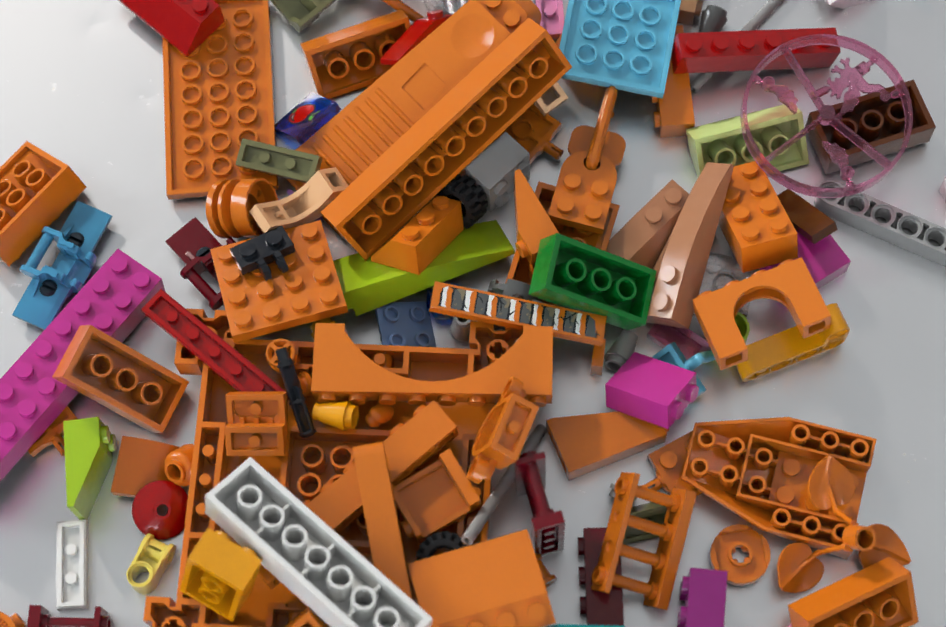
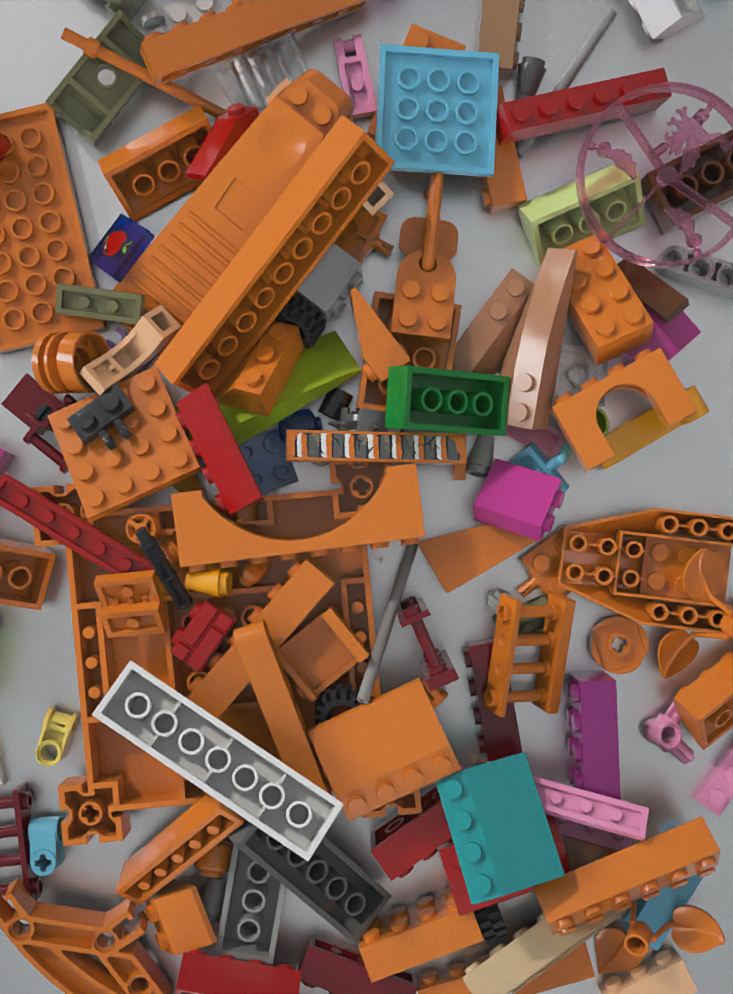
camera: 15 degrees left, 20 degrees up
(138, 464) = (34, 644): orange slope -> none
(145, 509) = (53, 669): red dish -> none
(179, 465) = (62, 638): orange head -> none
(220, 573) = (125, 774): light orange brick -> none
(320, 461) = (203, 634): none -> red brick
(369, 293) = (219, 450): none -> red slope
(484, 277) = (333, 402): none -> black beam
(502, 432) = (381, 590): orange piece -> none

